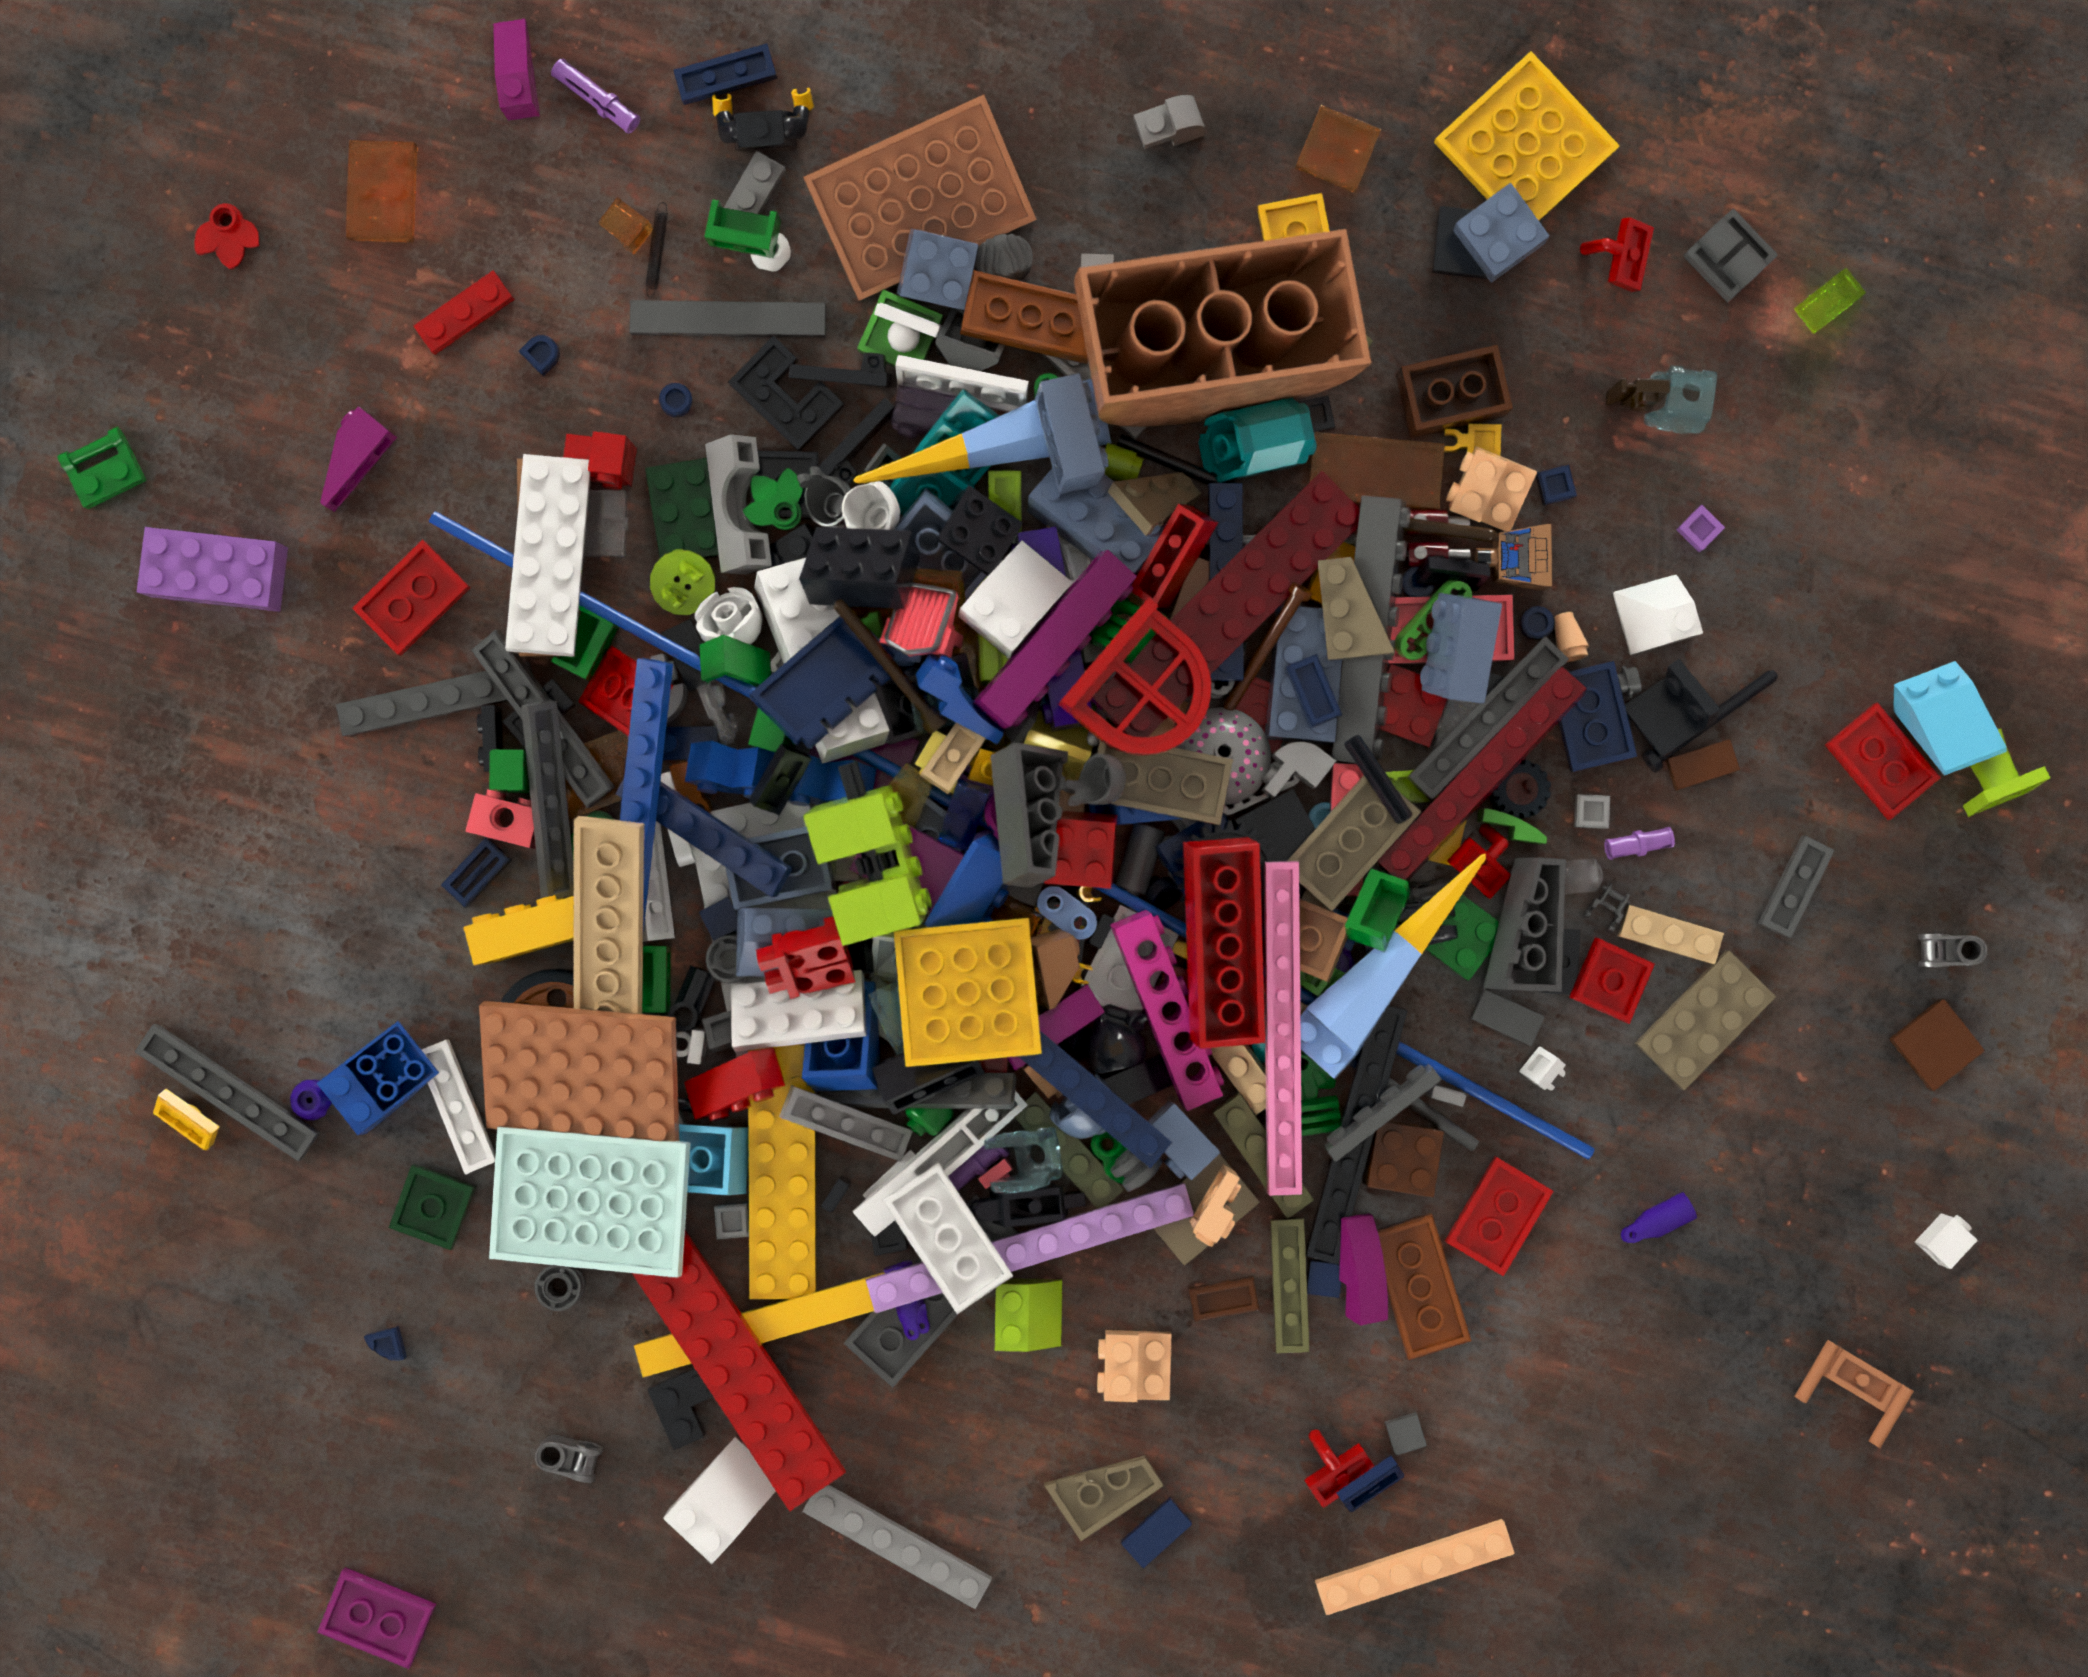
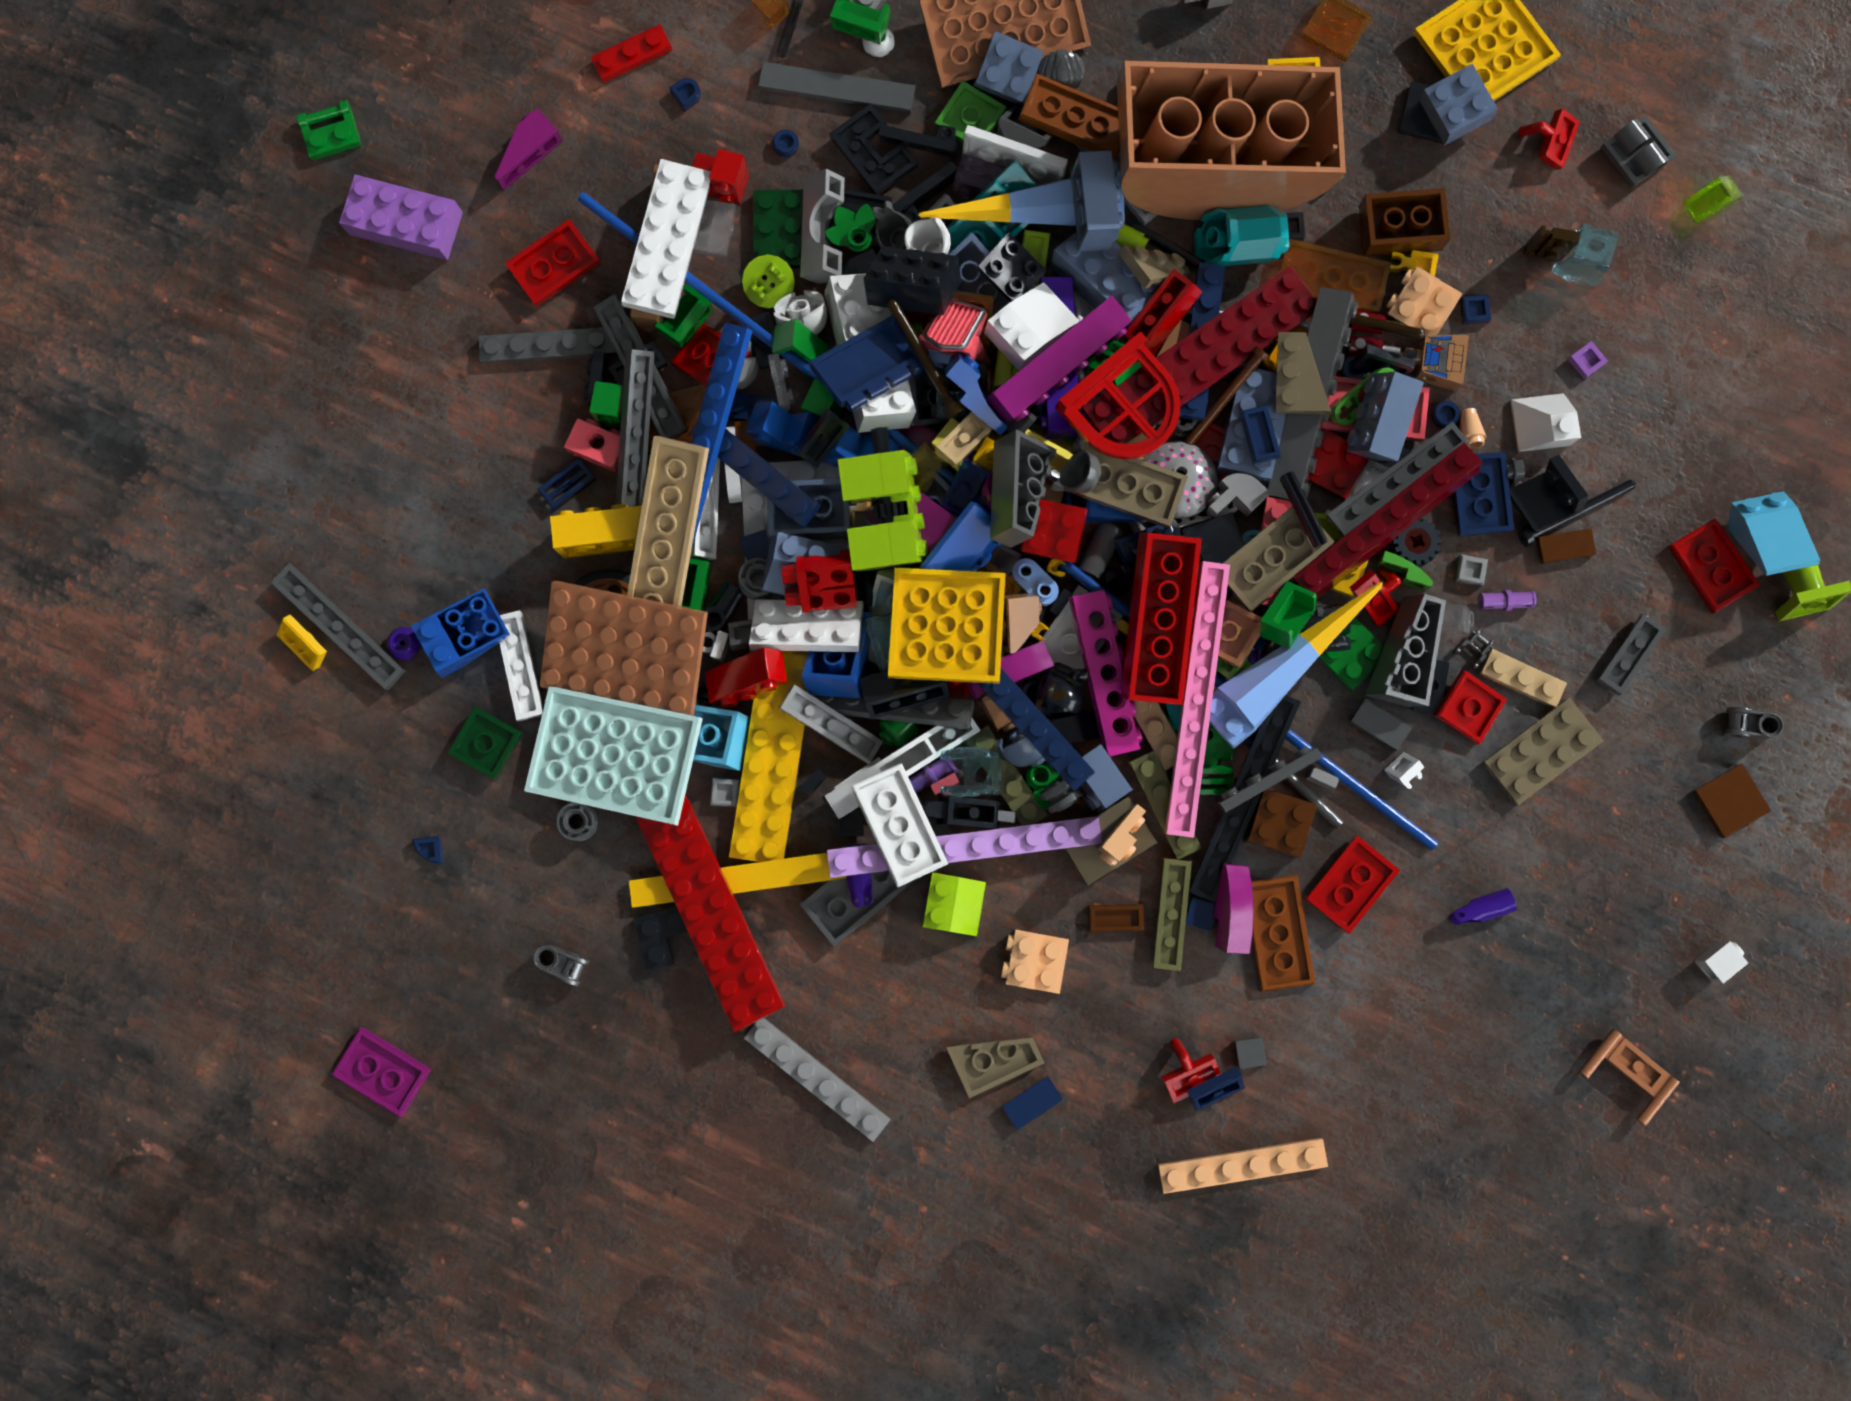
camera: 15 degrees right, 5 degrees down
(721, 1501) = (680, 1017): white slope -> none
(905, 330) = (976, 108): white tile -> none

